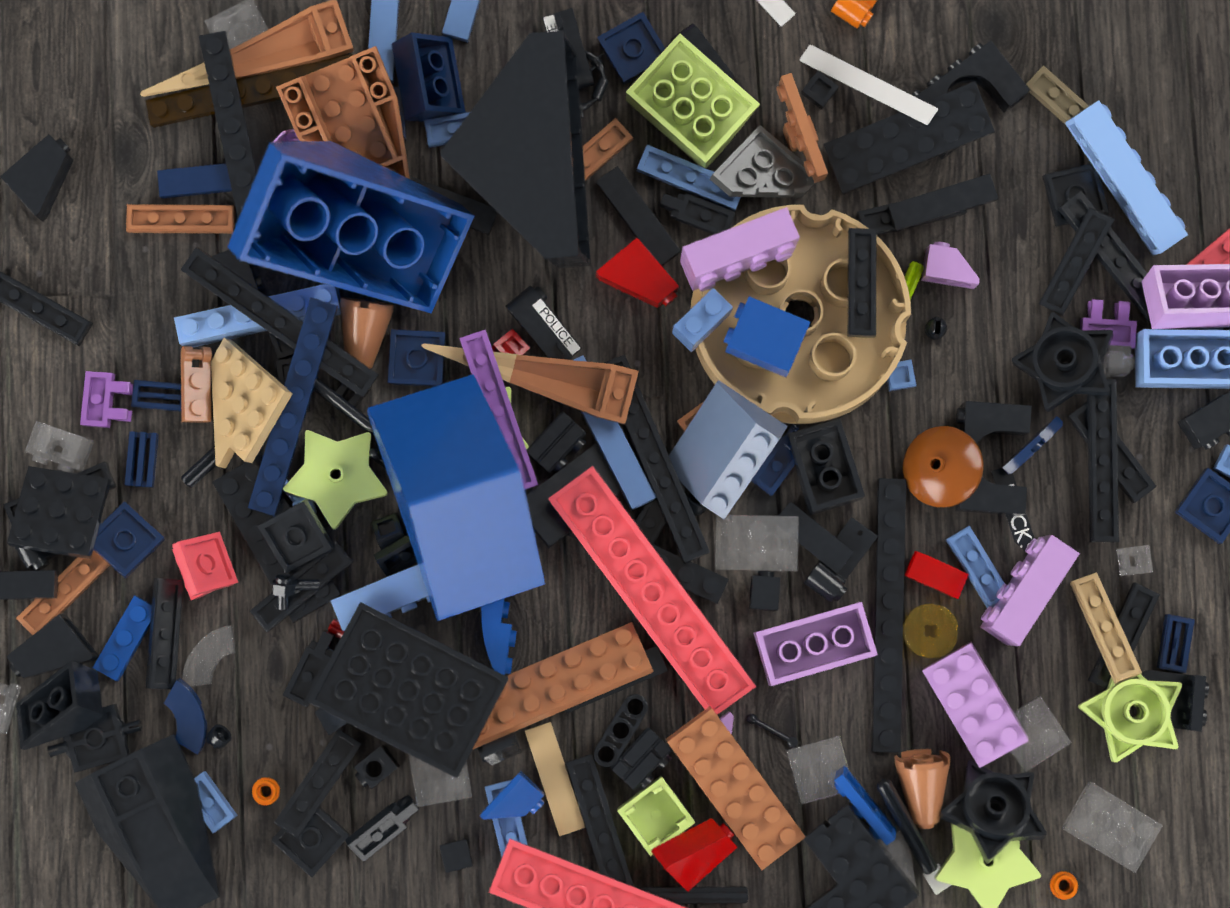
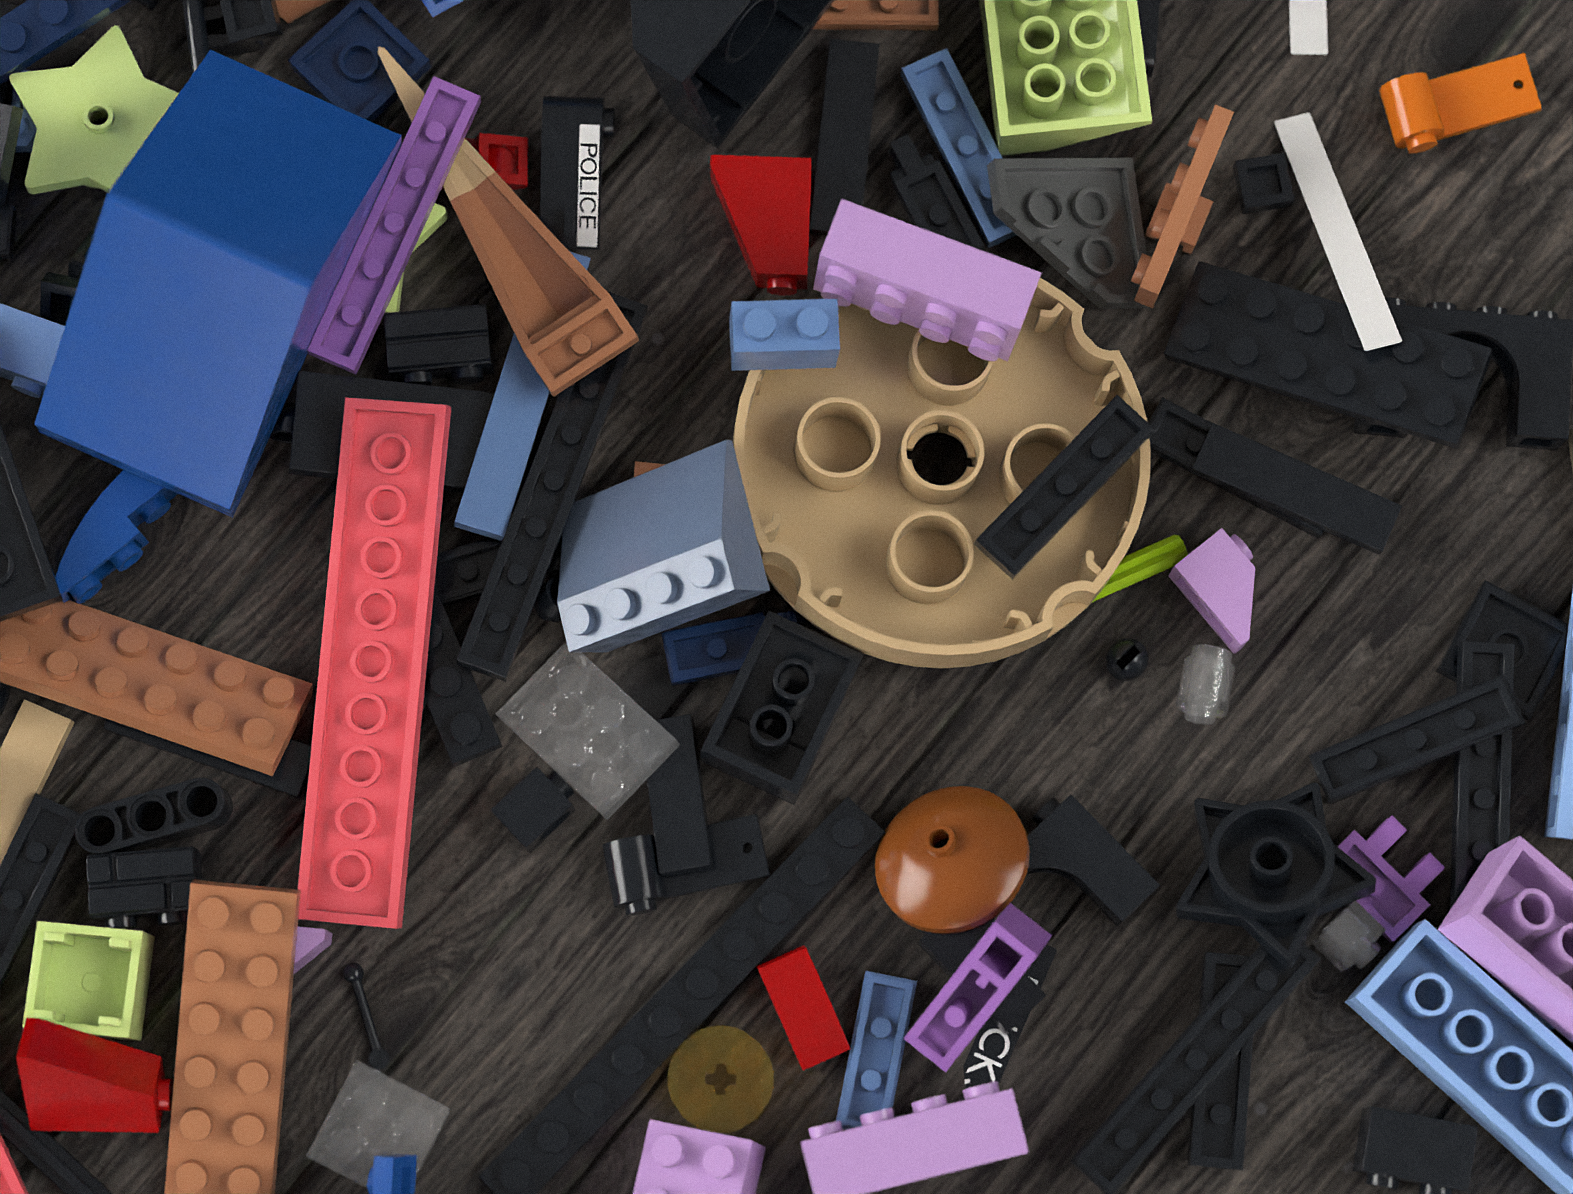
camera: 45 degrees right, 5 degrees down
(766, 336) = (854, 437): blue brick -> none
(815, 644) = (534, 943): lavender brick -> none
(902, 376) = (1013, 682): medium blue tile -> none
(976, 311) = (1206, 684): none -> clear brick
(1001, 506) = (978, 987): none -> medium lavender slope
(1033, 445) = (1114, 946): dark blue tile -> none

